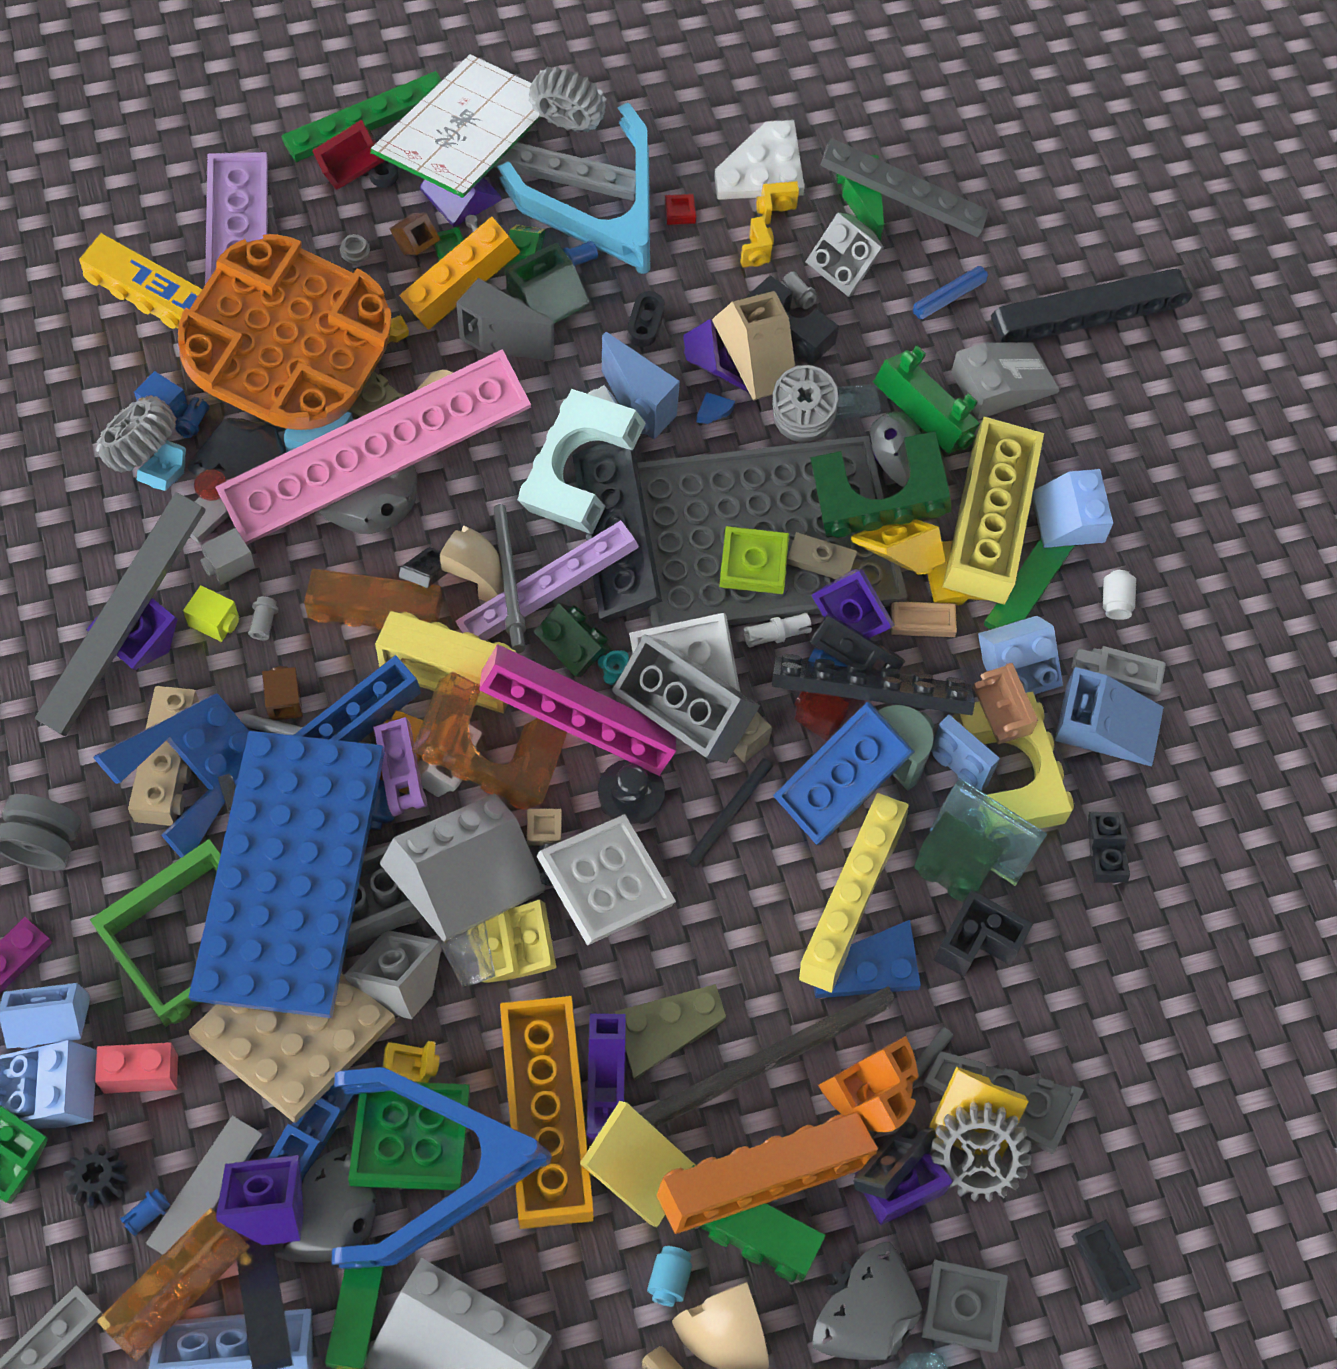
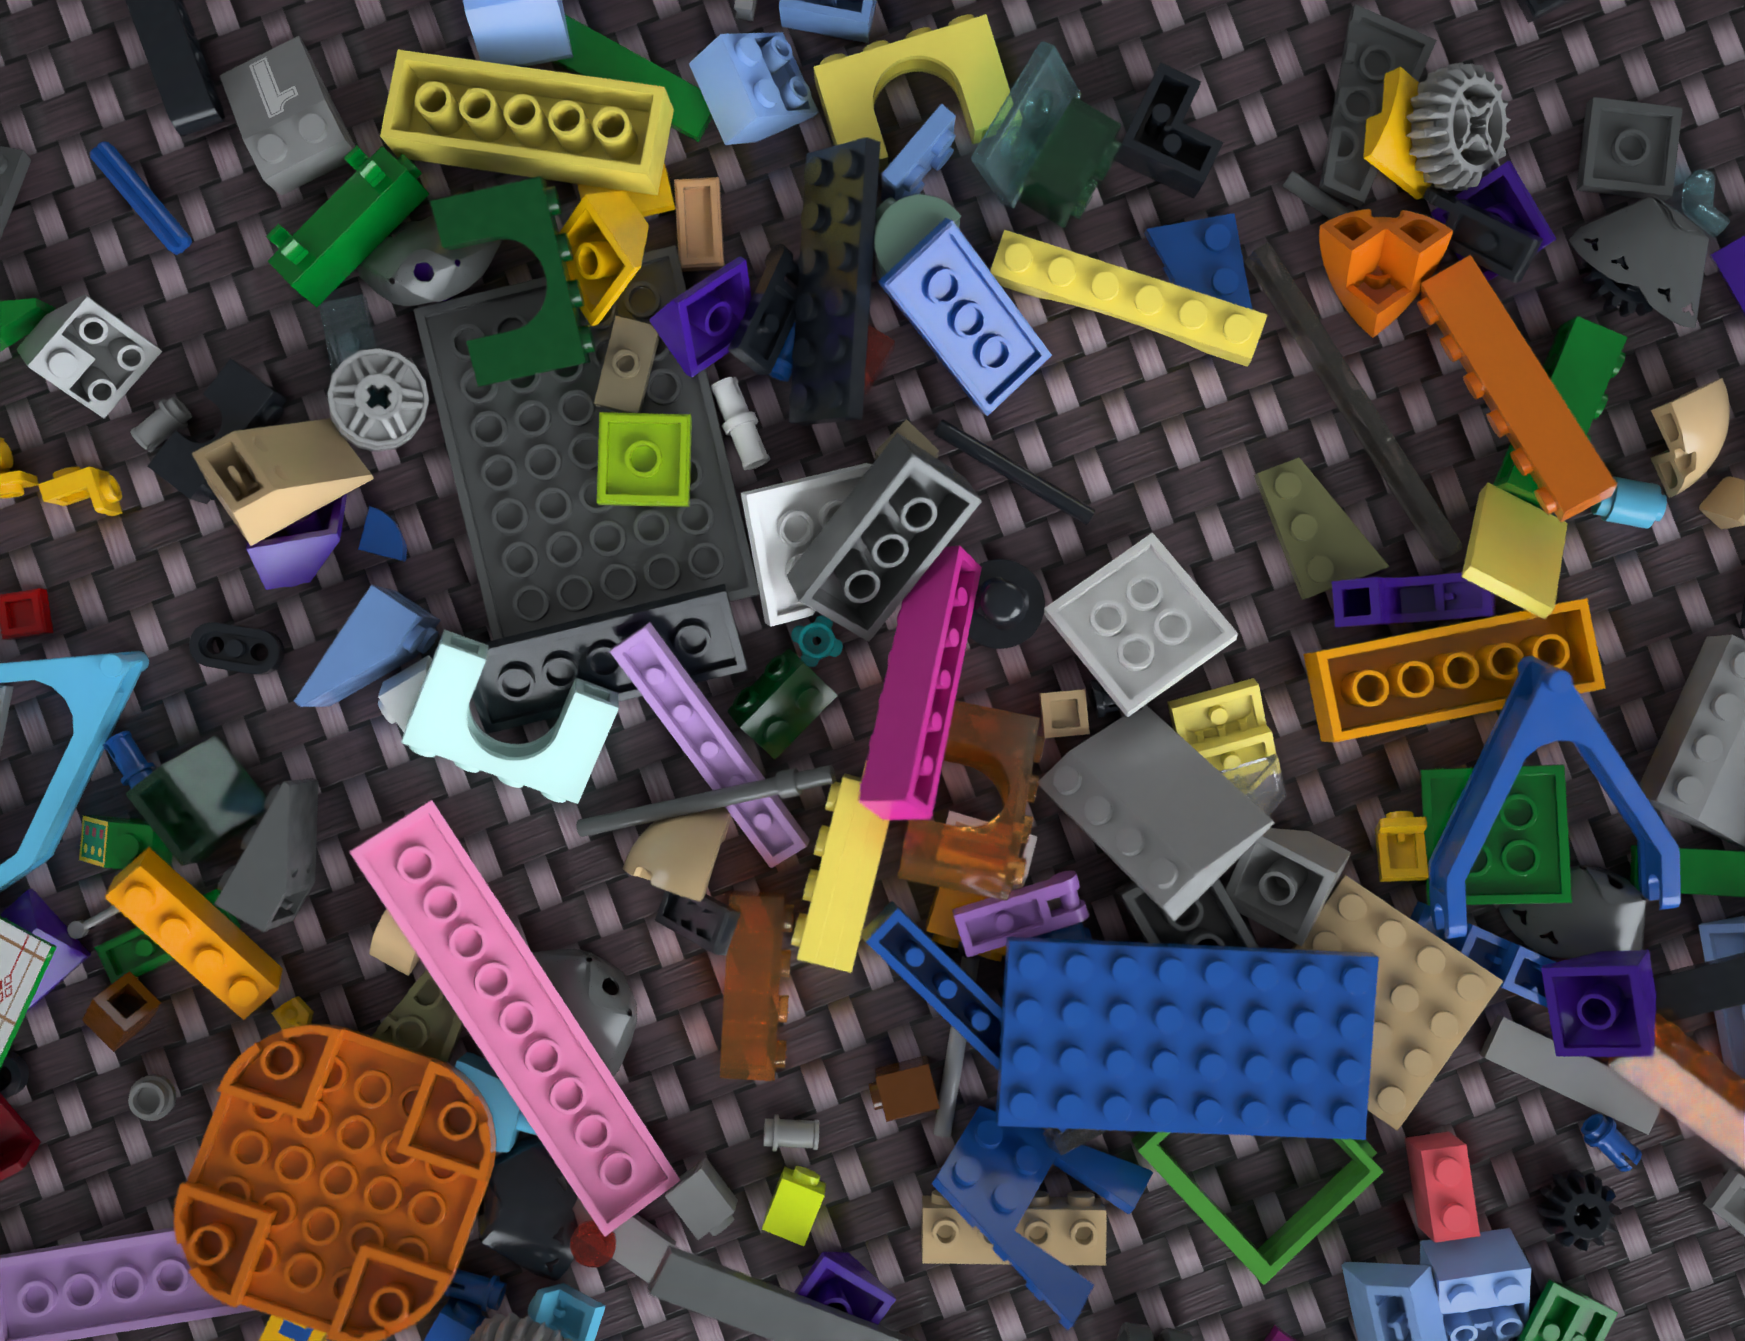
camera: 85 degrees left, 25 degrees up
(1005, 704) = (846, 100): nougat hinge -> none

